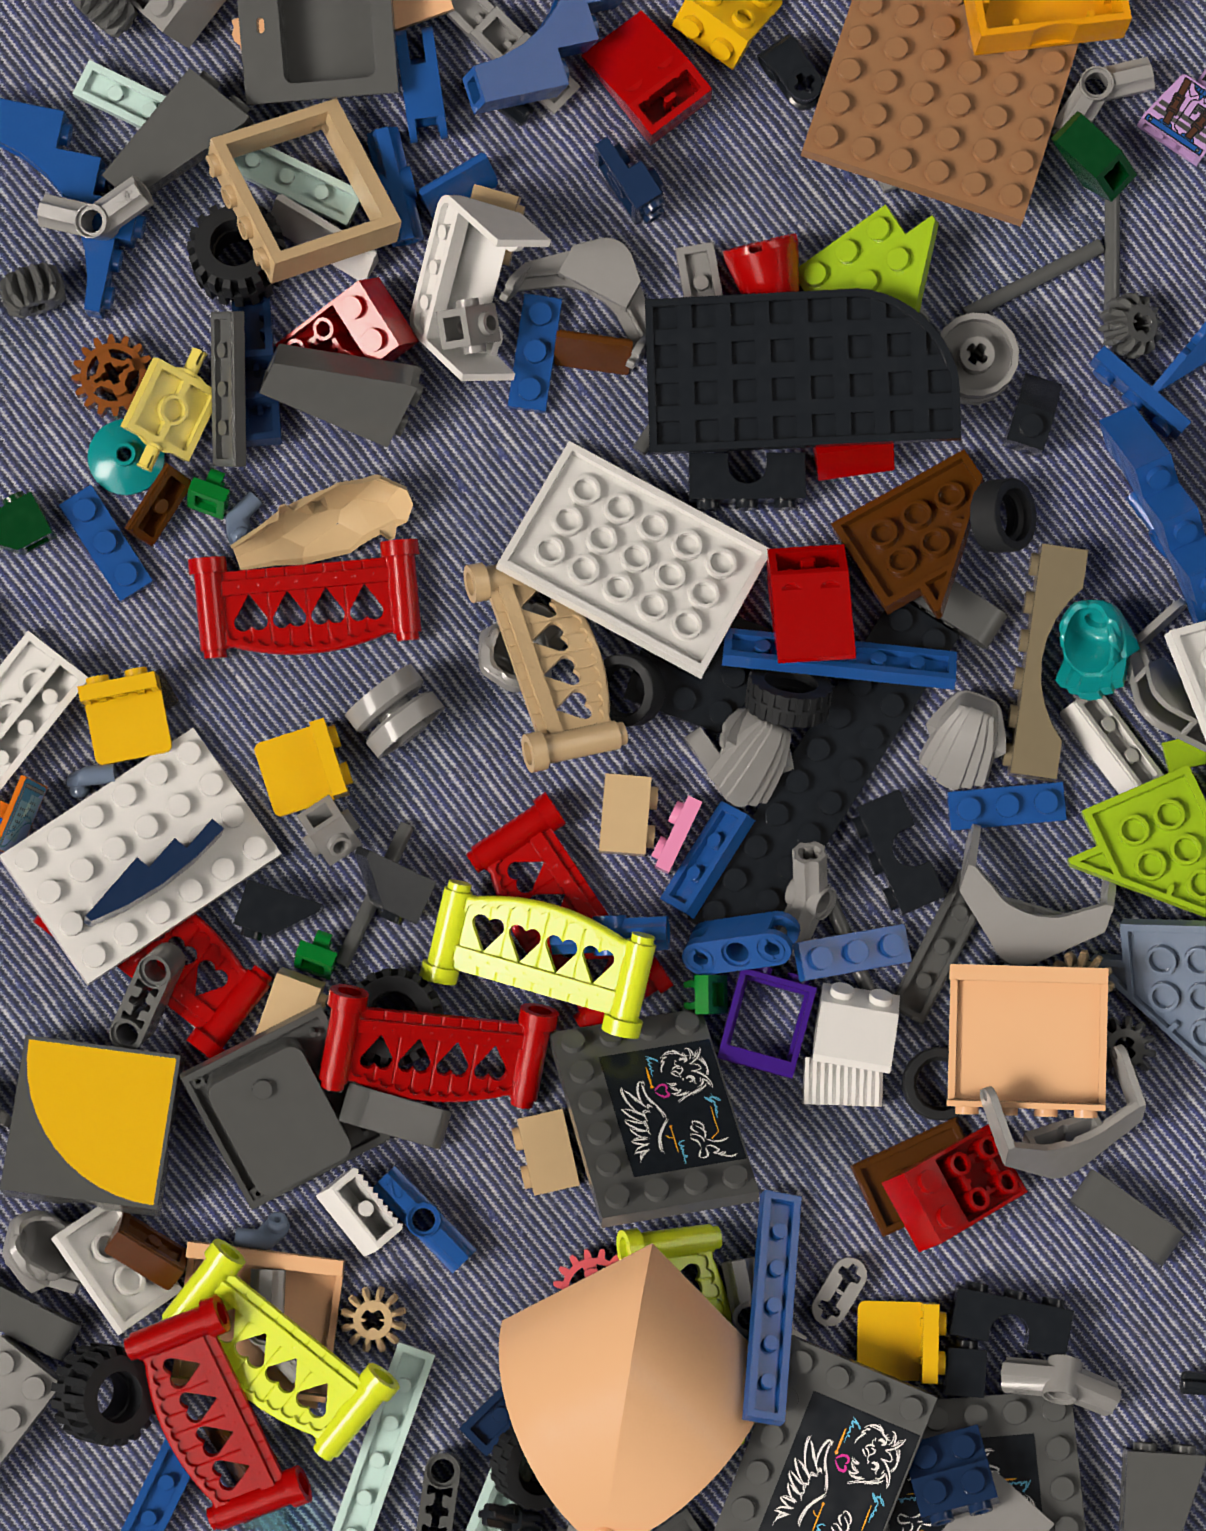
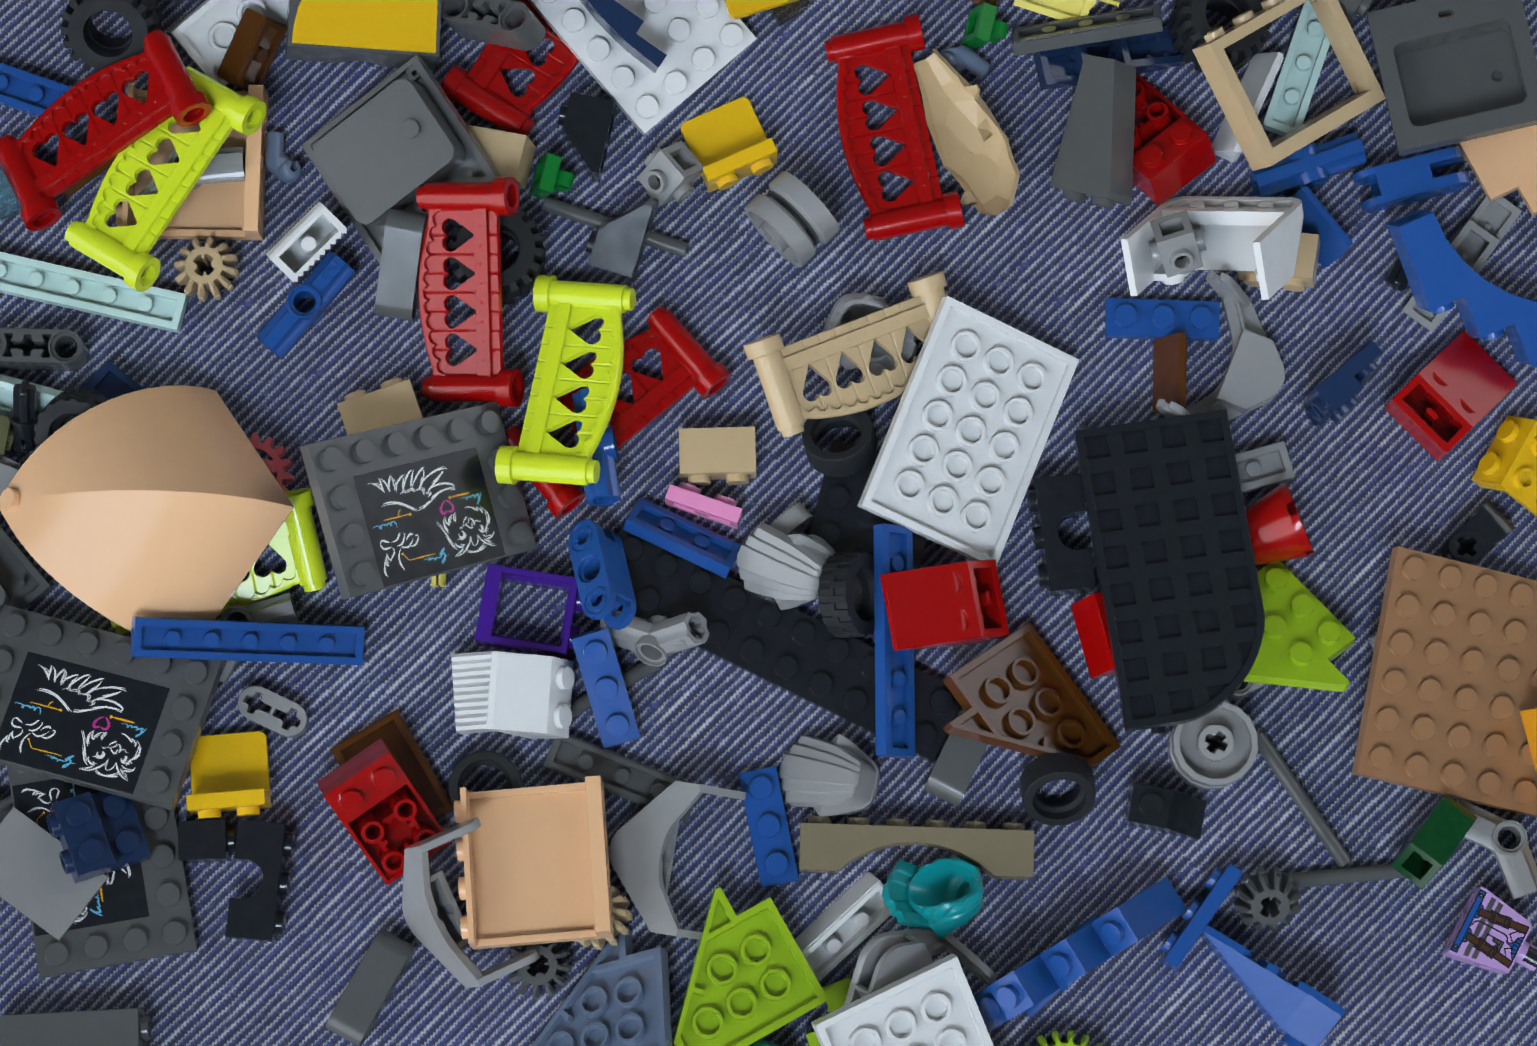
camera: 85 degrees right, 5 degrees down
(710, 994) = (550, 553): green tile -> none
(907, 885) = (736, 702): black arch -> none
(1060, 1382) = (201, 936): light grey piece -> none

